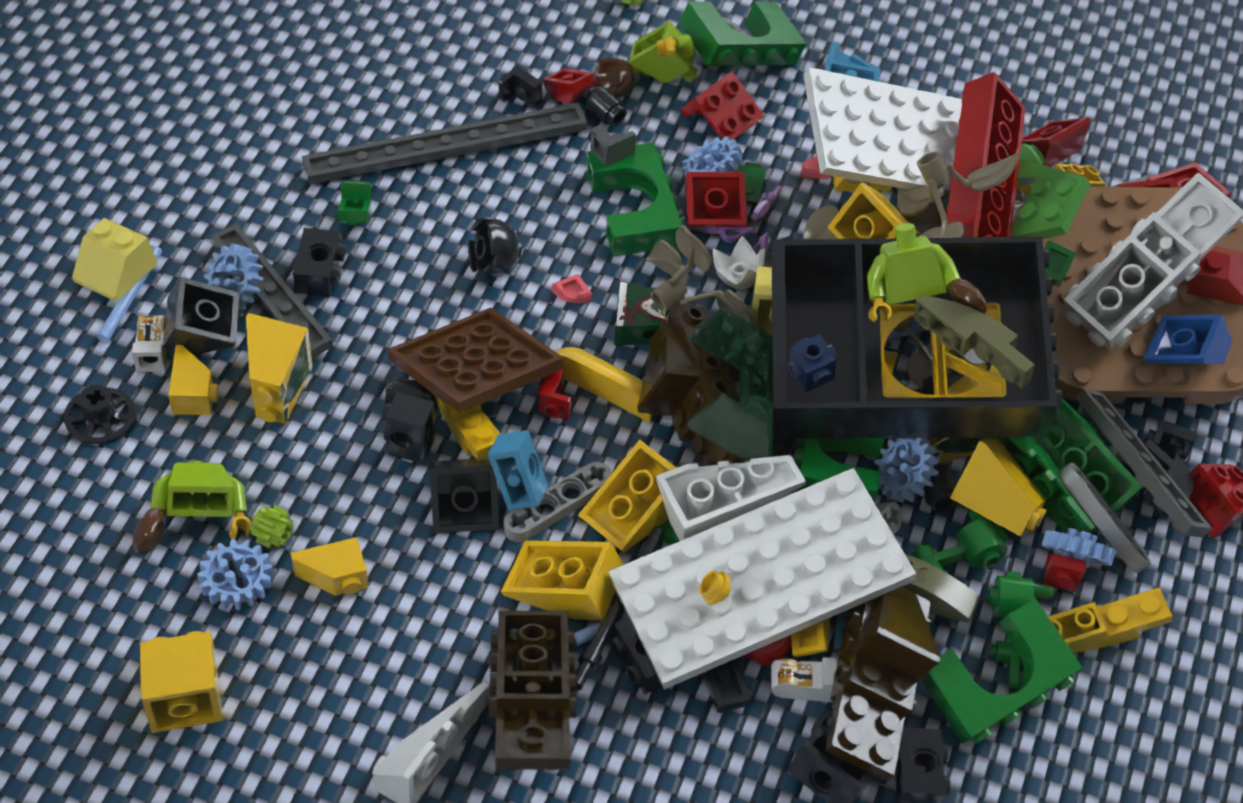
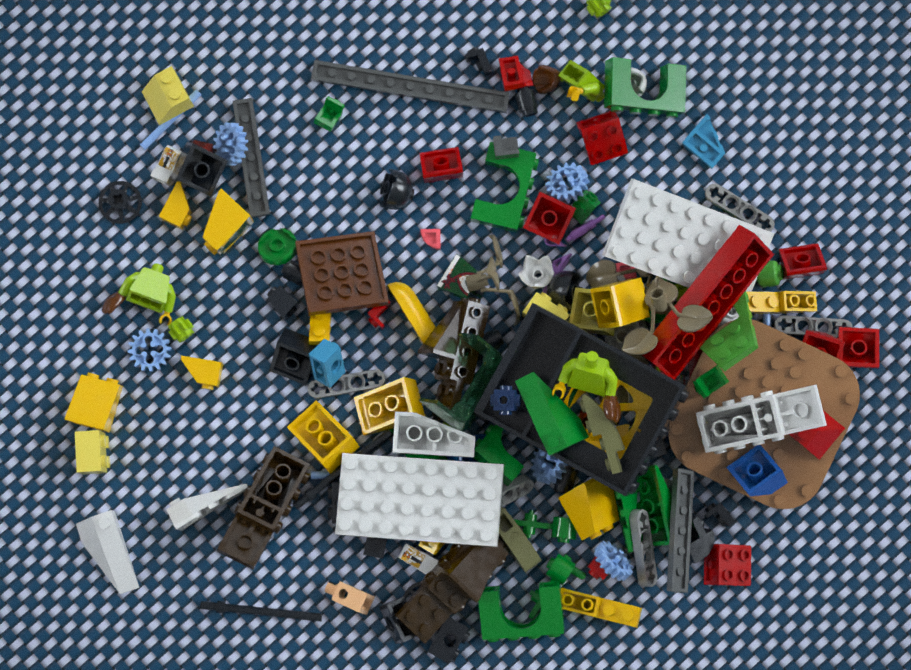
camera: 35 degrees right, 30 degrees up
(209, 744) = (91, 452): none -> light yellow brick
(318, 261) = (292, 138): black brick -> none
(364, 374) = (277, 246): none -> green tile
(540, 209) = (441, 165): none -> red slope
(715, 587) = (385, 499): yellow plate -> none
(736, 771) = (355, 600): none -> light nougat torso
(894, 359) = (553, 419): none -> green wedge

